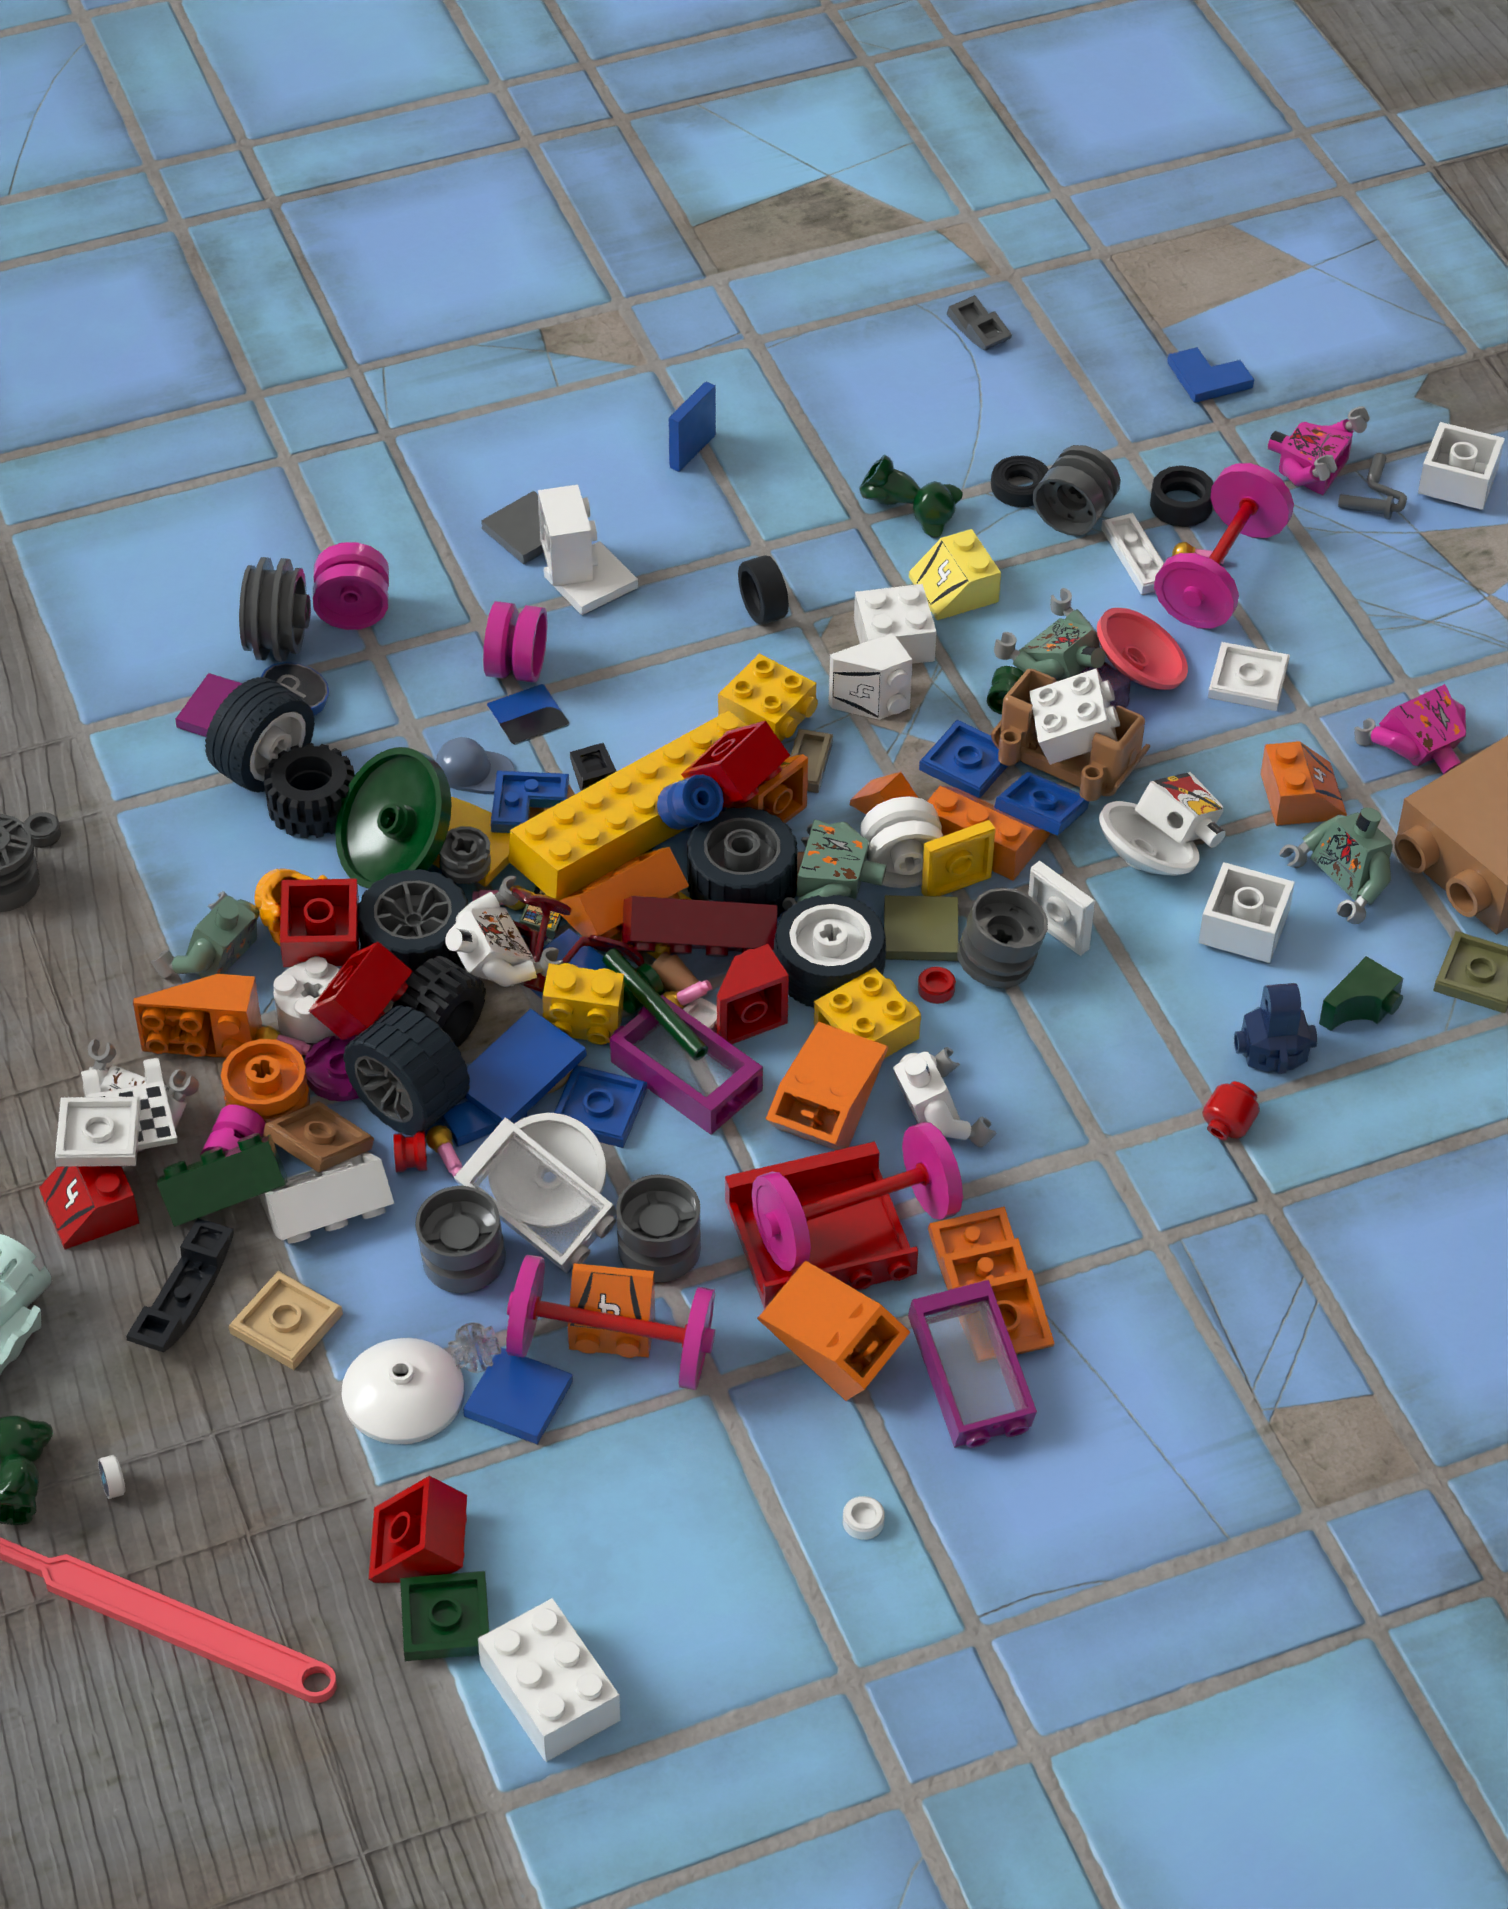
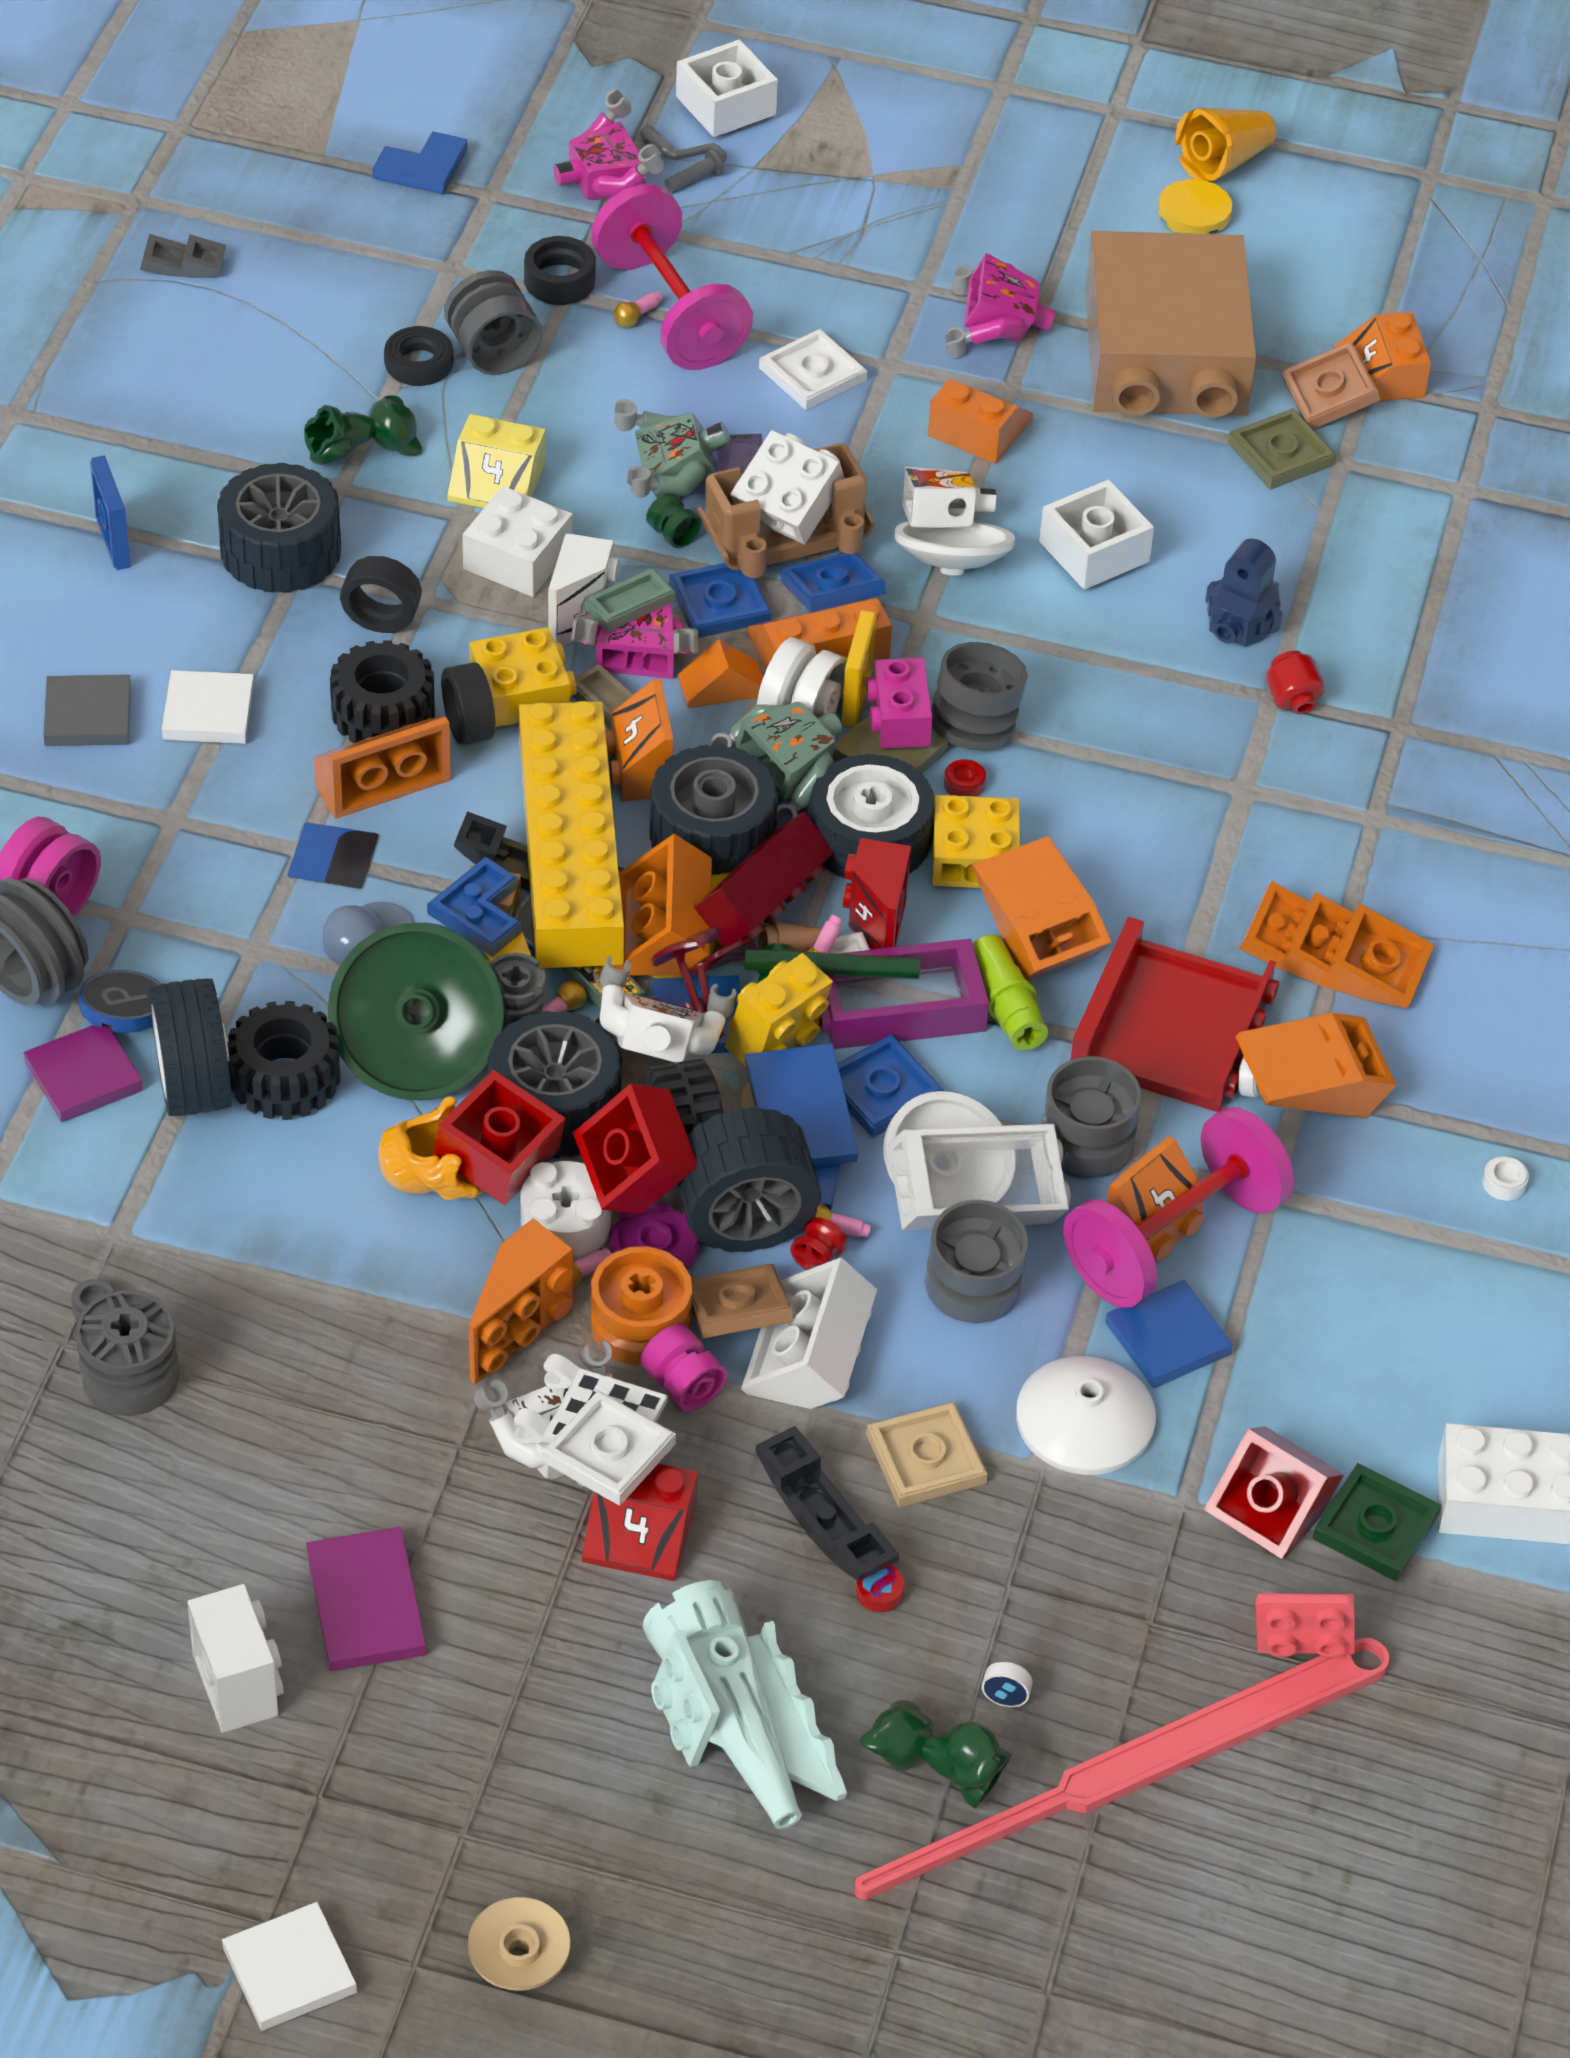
camera: 55 degrees left, 0 degrees up
(144, 1363) = (881, 1590): none -> red tile
(215, 941) = (415, 1233): sand green torso -> none
(221, 1178) = (739, 1395): dark green brick -> none
(304, 1616) = (1305, 1624): none -> coral bracket
(474, 1347) = (1097, 1328): clear gear -> none
(515, 641) = (261, 797): dark pink wheel -> none
(567, 534) = (167, 678): white brick -> none
(615, 685) = (384, 767): none -> orange slope
(678, 645) = (380, 689): none -> black tyre
(690, 802) = (629, 790): blue wheel -> none
(704, 683) = (468, 703): none -> black tyre
(739, 1124) = (1009, 994): none -> lime piece
(741, 761) = (629, 727): red brick -> none
(771, 508) = (279, 527): none -> black wheel
(871, 734) = (640, 646): none -> dark pink torso
(887, 706) = (629, 600): none -> sand green tile
(929, 1171) = (1178, 1017): dark pink piece -> none
(930, 1099) = (1109, 851): white torso -> none
(945, 900) = (901, 703): none -> dark pink brick
(972, 1364) = (1427, 1002): window -> none
(1065, 906) = (988, 624): white tile -> none
(1133, 550) = (594, 343): white tile -> none
(1141, 649) = (735, 407): coral dish -> none
(1352, 855) = (1099, 432): sand green torso -> none
(1364, 994) = (1247, 516): dark green arch -> none

